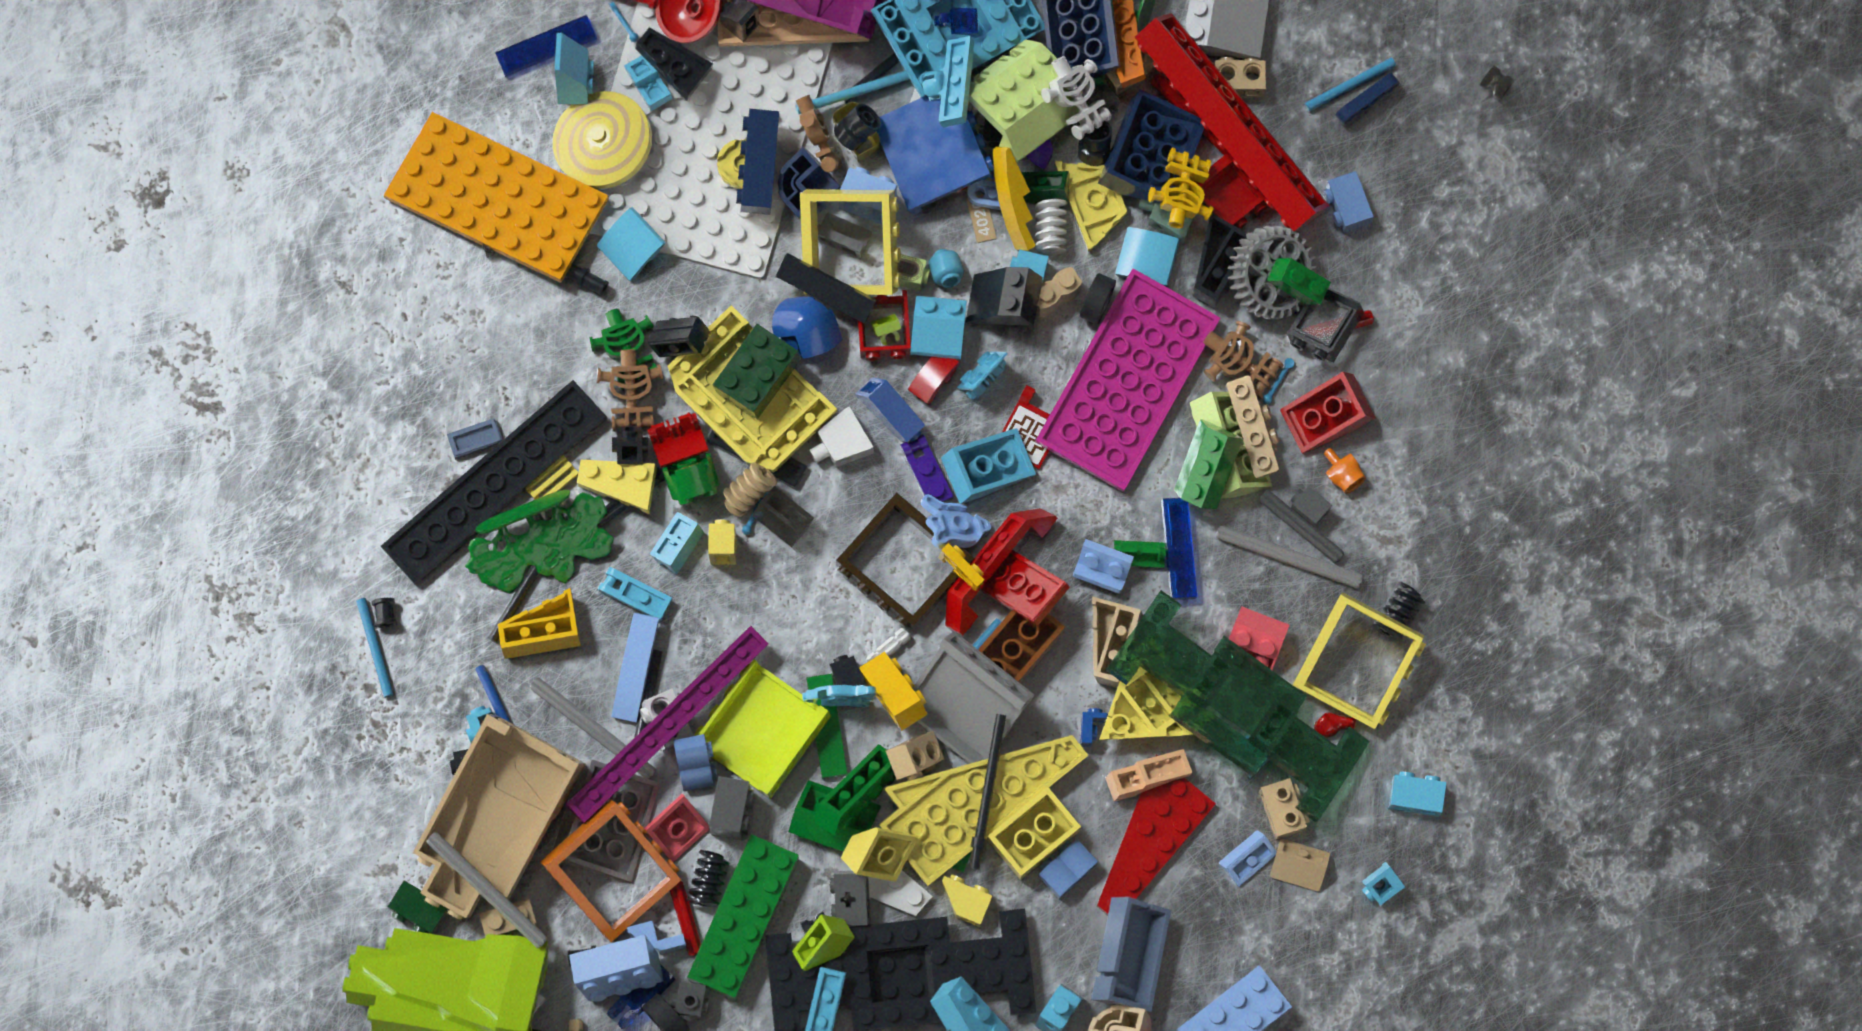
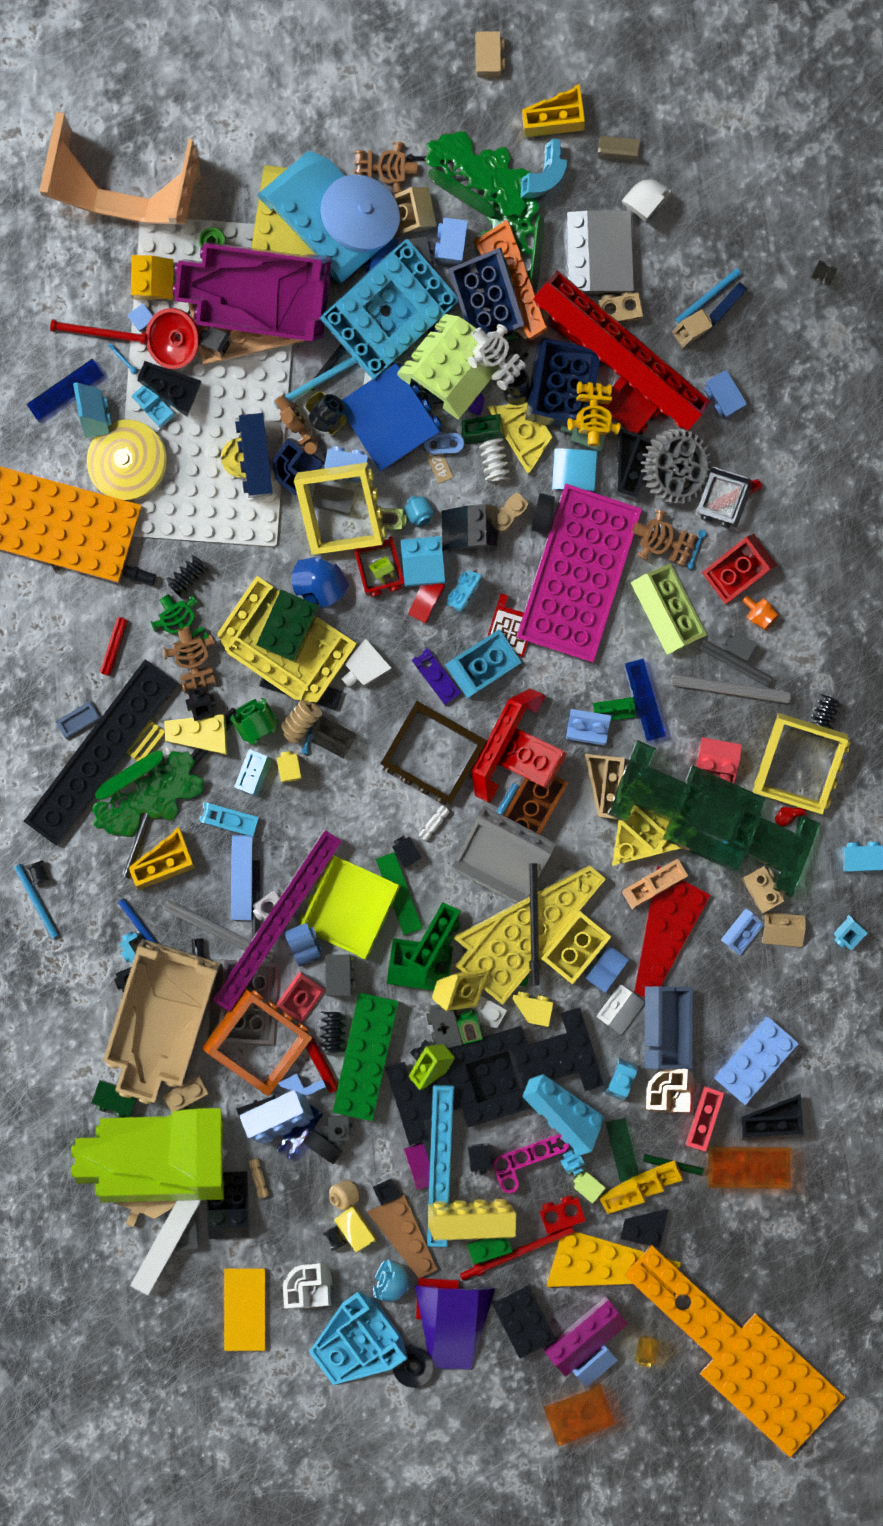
camera: 10 degrees left, 10 degrees up
(487, 890) = (166, 1079): light grey axle -> none
(538, 358) = (113, 646): none -> red axle
(562, 740) = (198, 947): none -> black pin
(630, 243) = (167, 540): medium azure slope -> none
(646, 289) = (186, 575): none -> black piece
(677, 440) = (237, 692): red hinge -> none
(678, 336) = (221, 609): black brick -> none
(825, 288) = (328, 548): black tile -> none
(841, 695) = (405, 871): medium azure tile -> none
(881, 905) = (470, 1026): none -> brick
(890, 409) = (398, 633): blue slope -> none
(894, 690) = (446, 858): yellow brick -> none
(915, 756) = (472, 906): tan brick -> none
(952, 82) = (396, 366): medium azure plate -> none
(953, 524) = (465, 716): light blue tile -> none
(961, 20) = (391, 311): clear blue plate -> none
(969, 573) = (474, 747): yellow wing -> none
(1010, 190) = (458, 442): yellow slope -> none
(1034, 261) = (484, 495): medium azure brick -> none
(1076, 923) = (620, 1009): none -> white panel
(1088, 730) = (602, 858): blue bracket -> none
(1207, 465) = (654, 632): slope -> none
(1254, 426) = (685, 592): tan bracket -> none
(1298, 281) = (698, 471): green brick -> none
(1323, 114) = (692, 328): none -> tan slope

